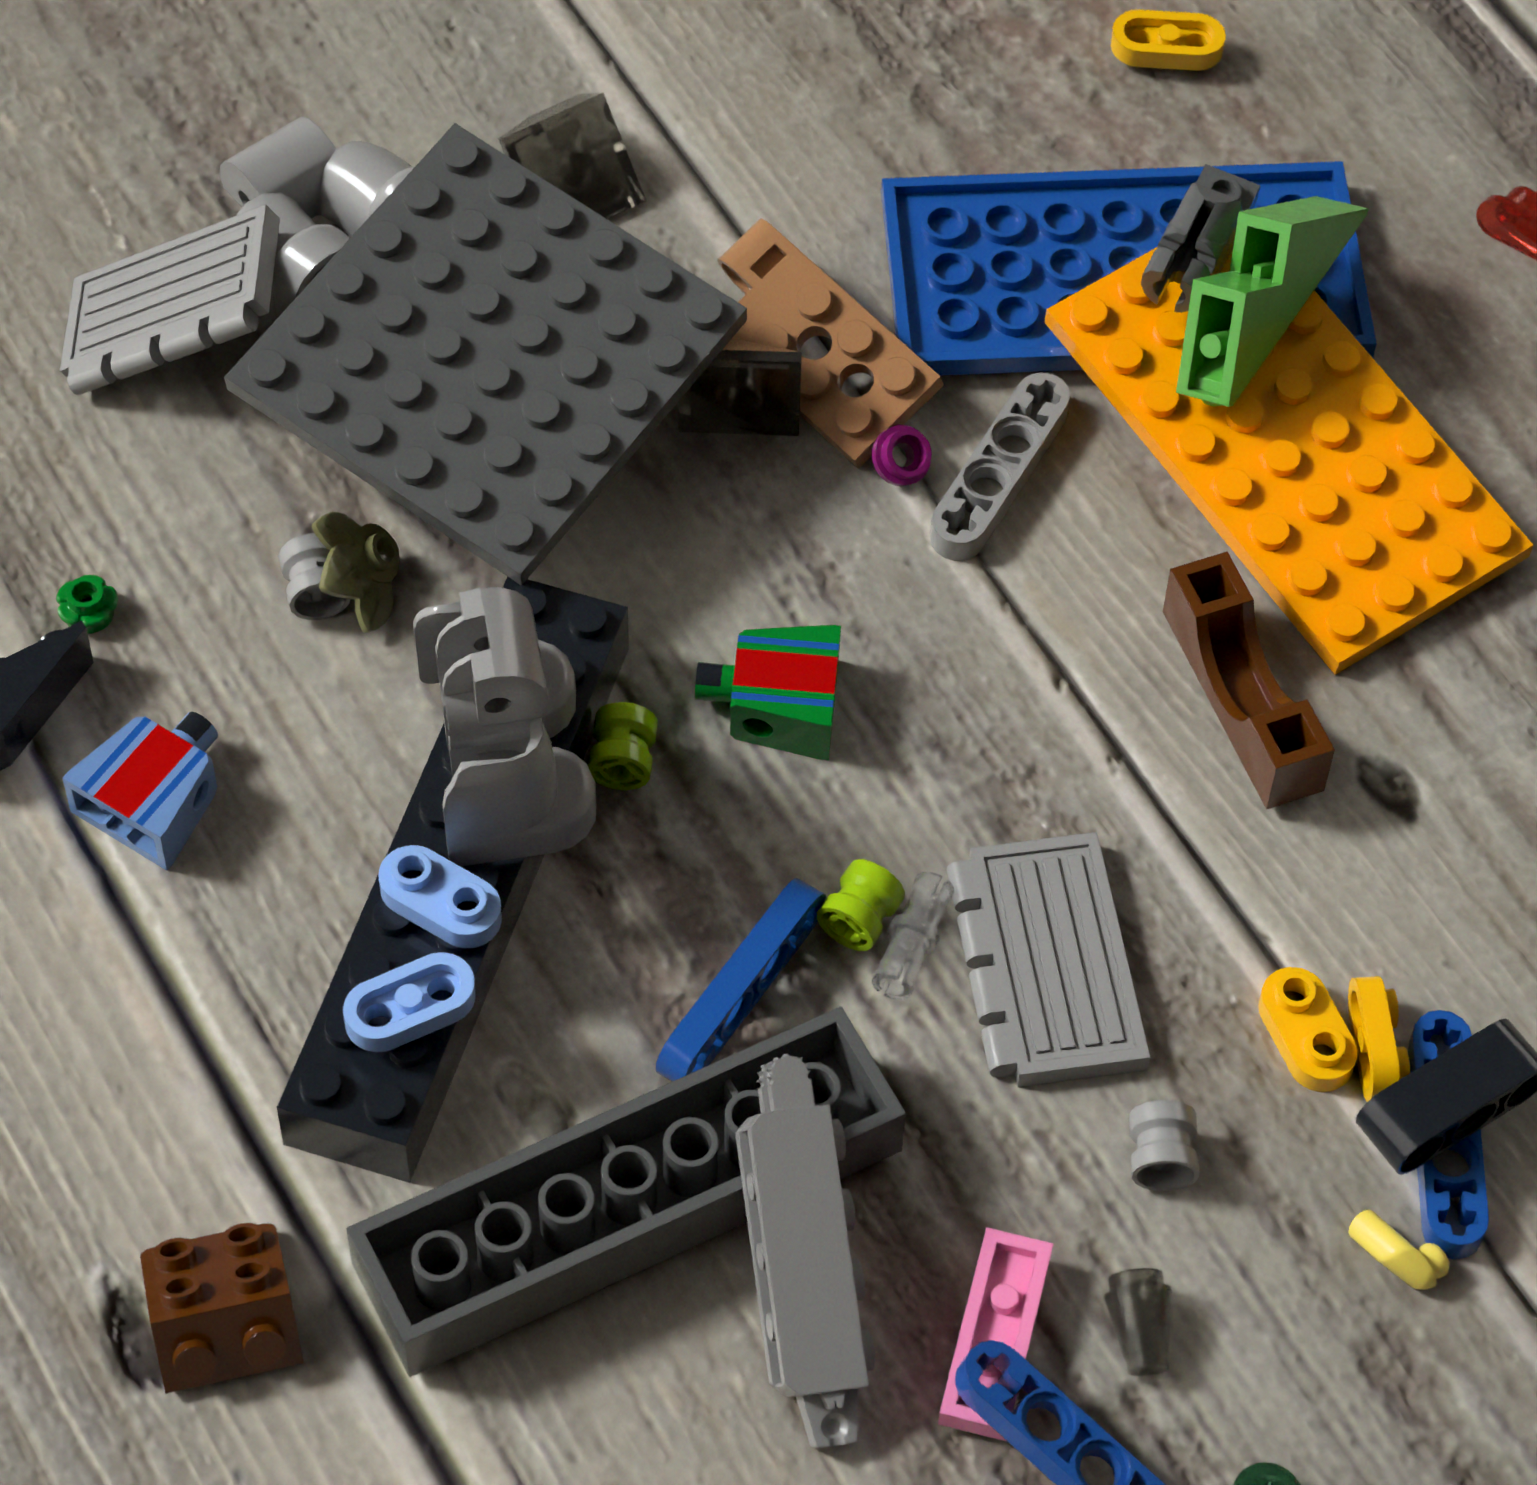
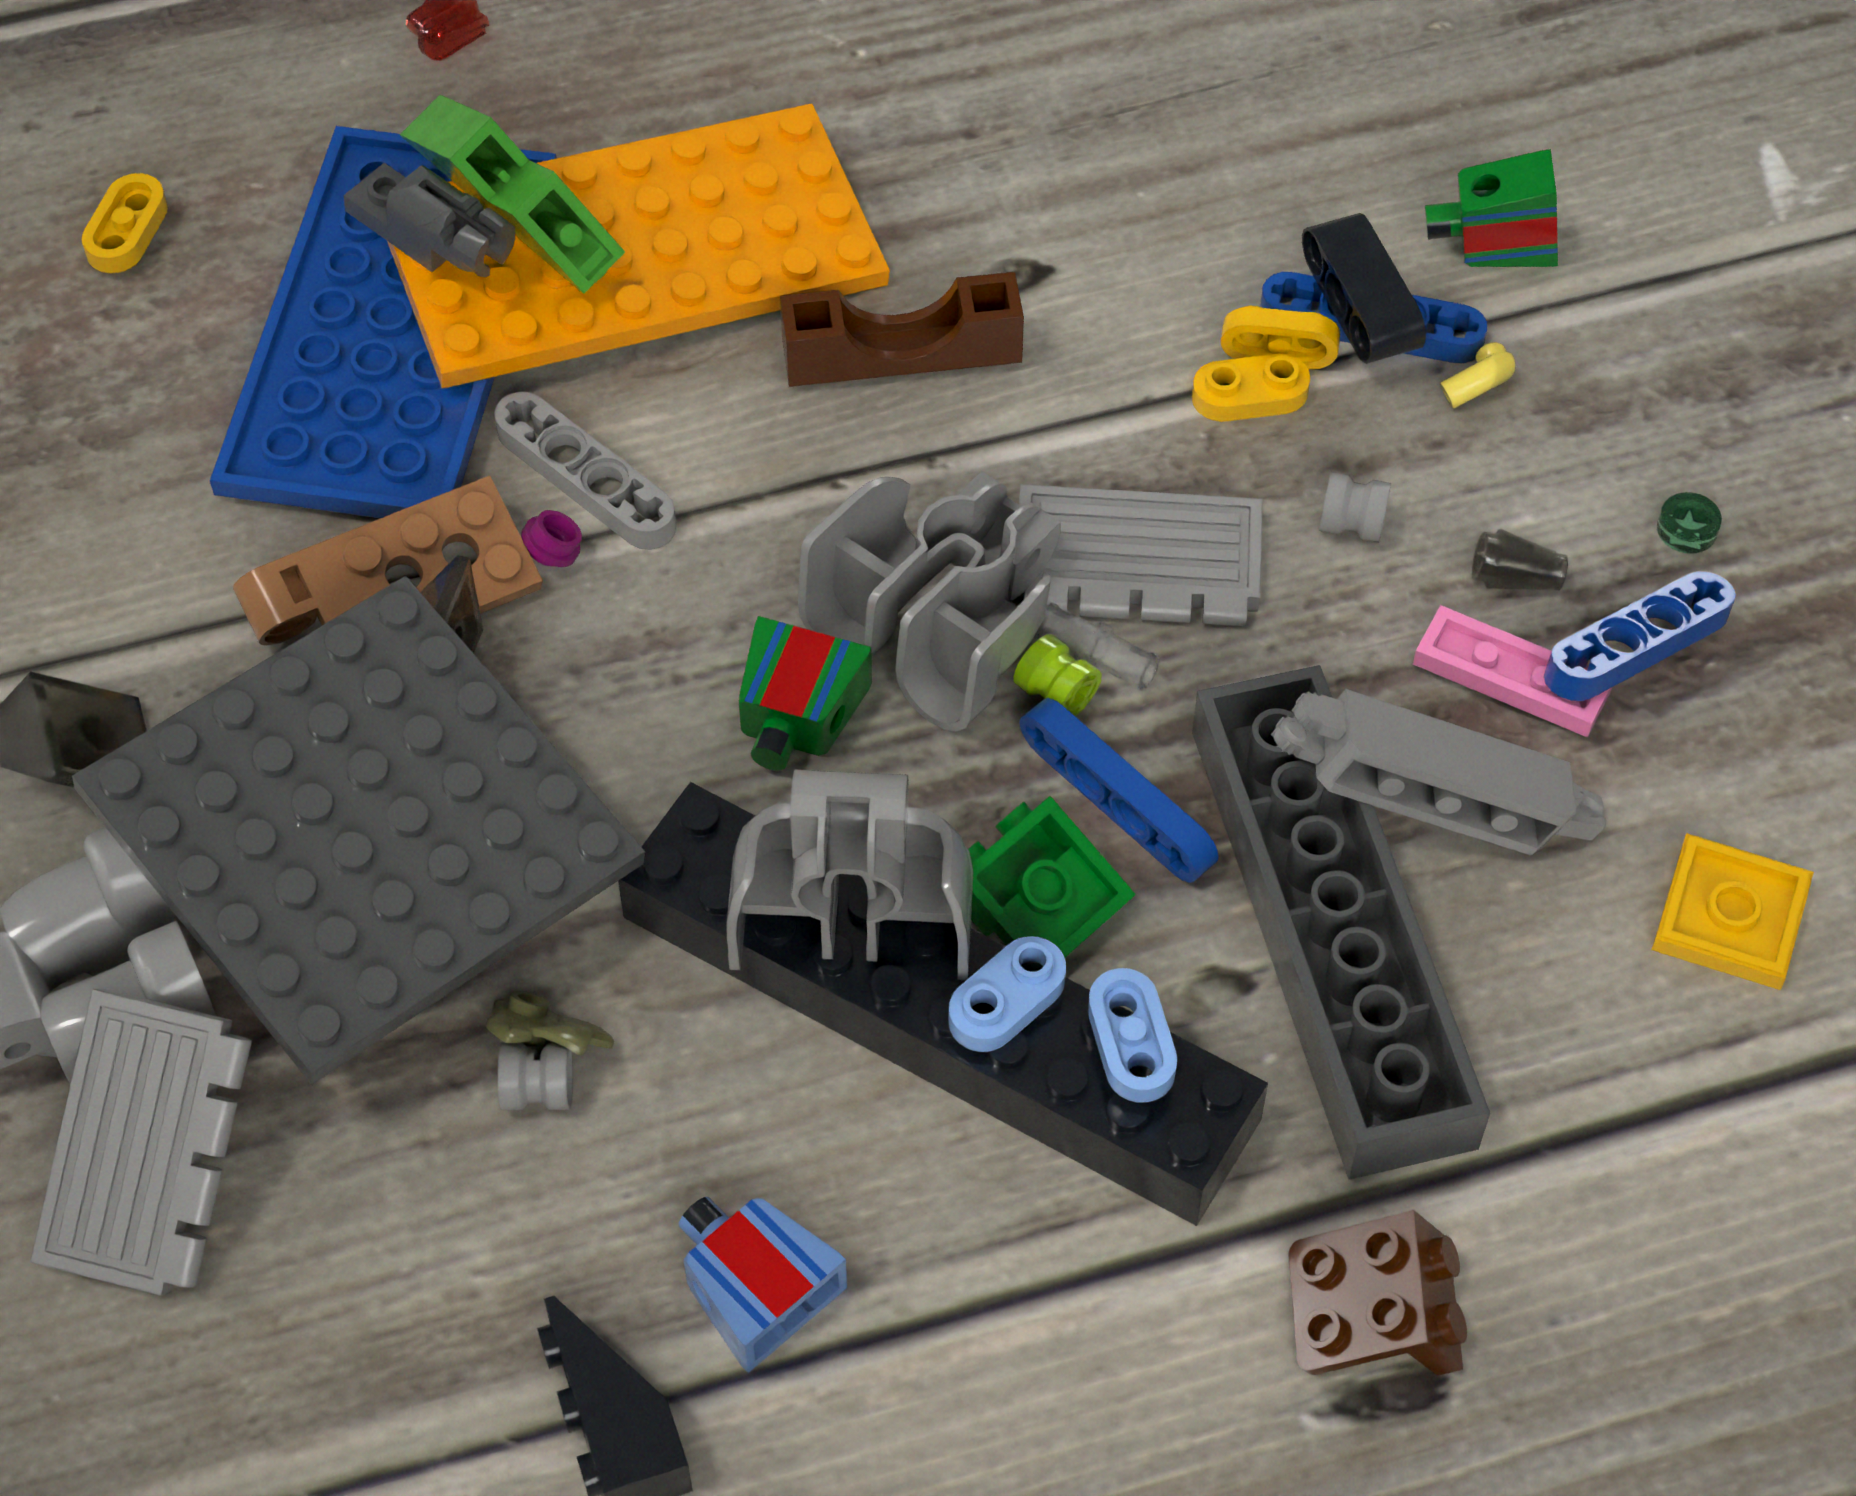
camera: 75 degrees left, 0 degrees up
(95, 613) = (495, 1328): green plate -> none
(606, 929) = (1043, 880): none -> green plate
(943, 706) = (965, 629): none -> light grey piece

